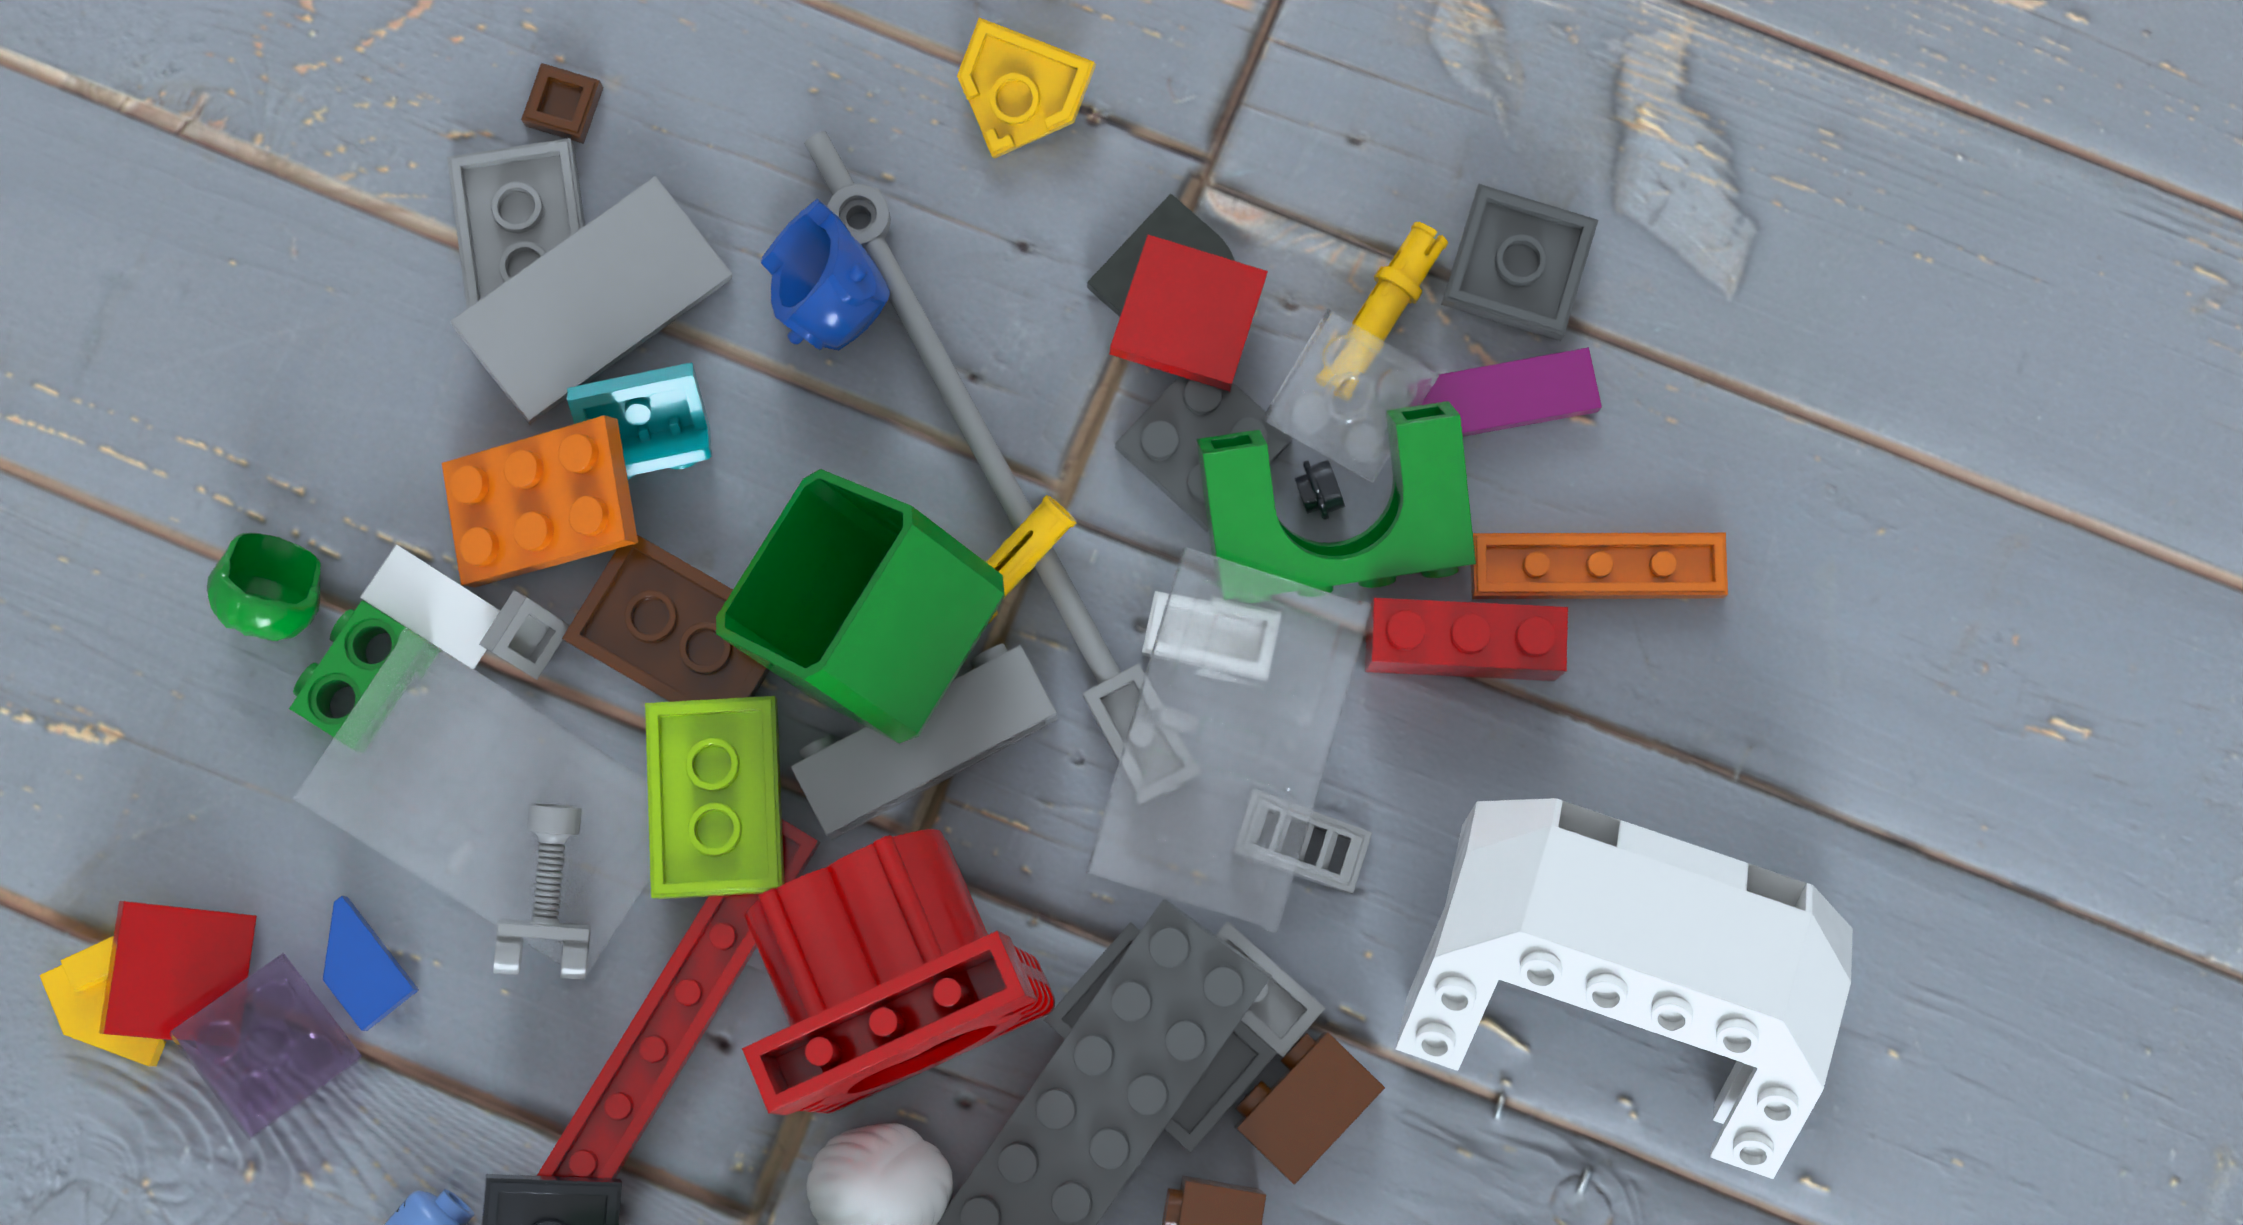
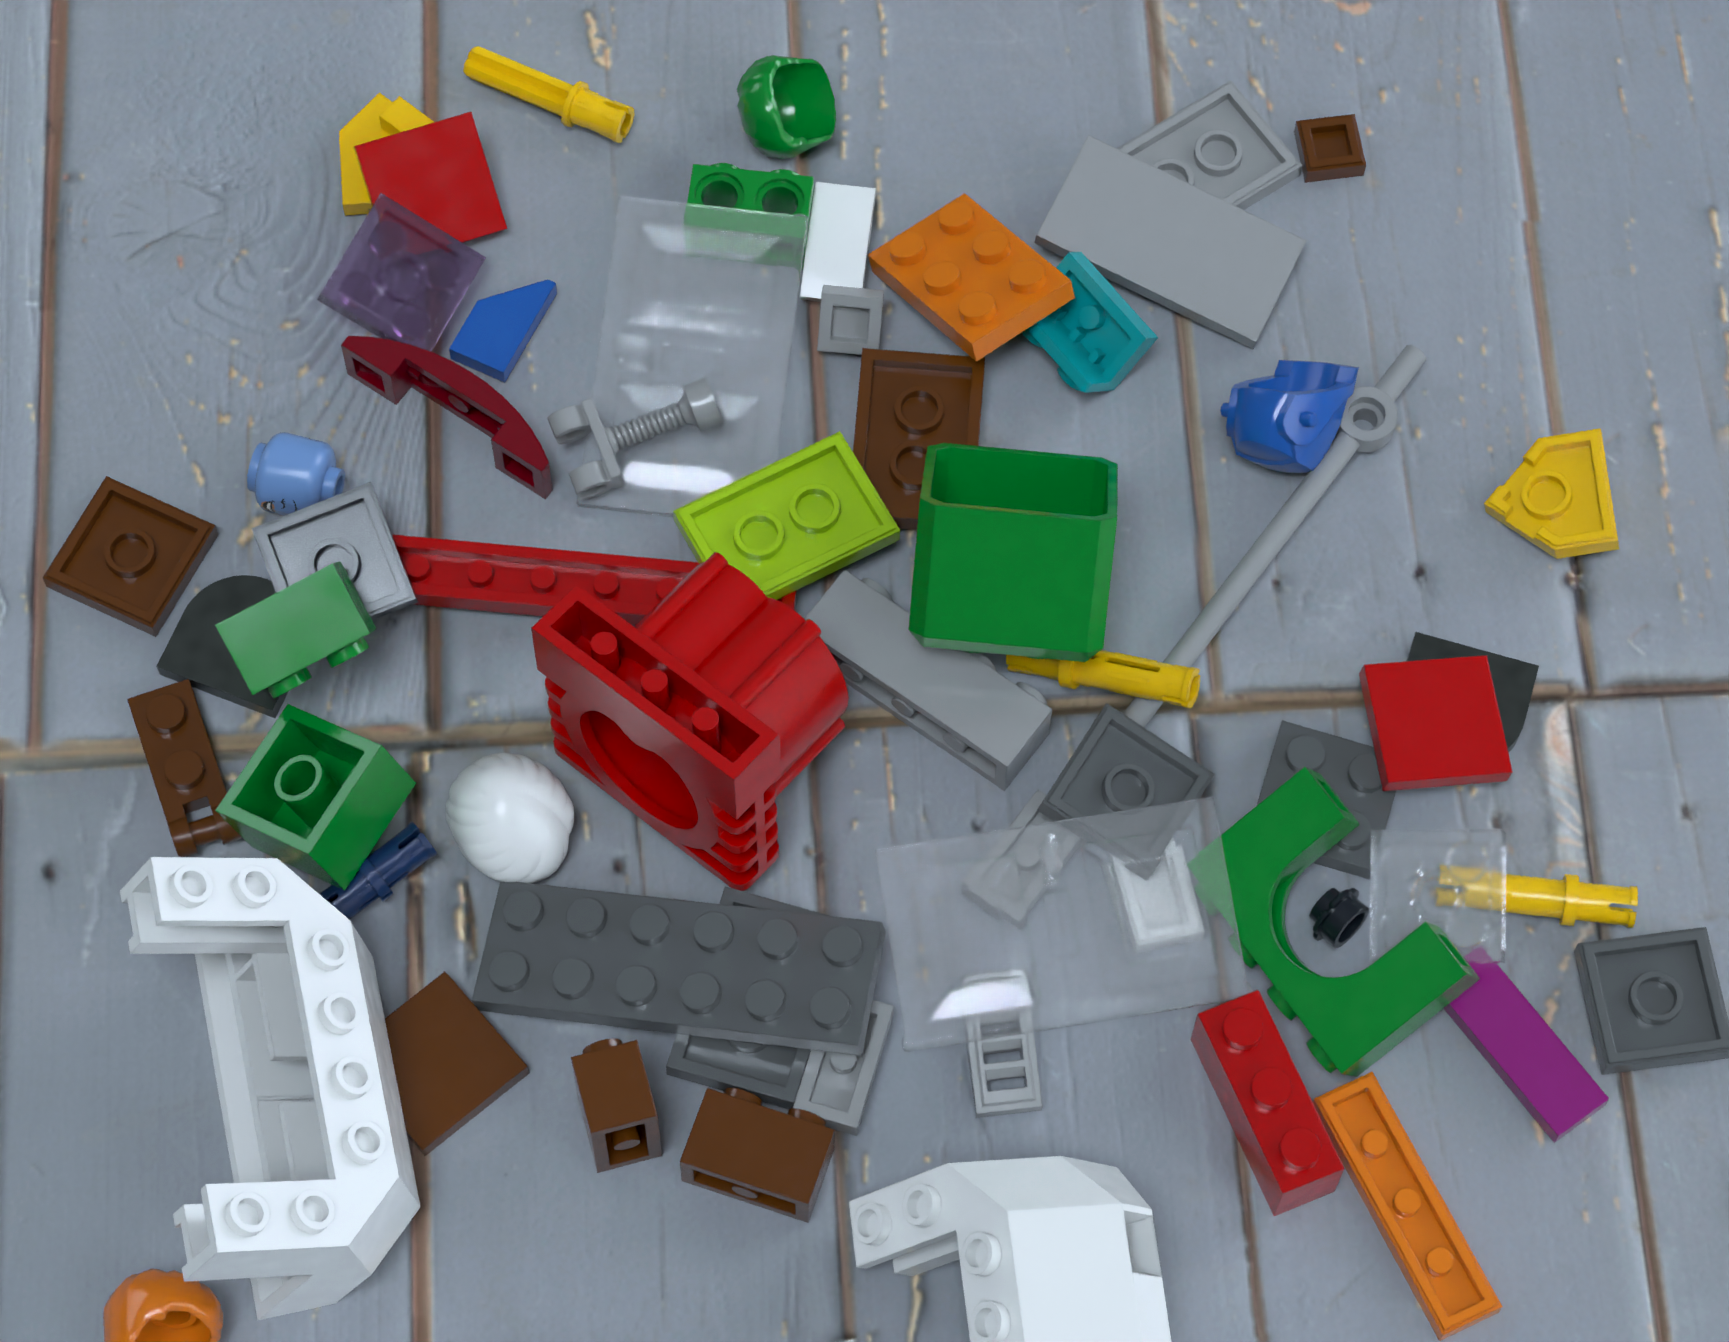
camera: 65 degrees right, 15 degrees down
(147, 791) = (572, 102): none -> yellow axle
(359, 1092) = (396, 366): none -> dark red slope
(1112, 613) = (1121, 770): none -> dark grey plate

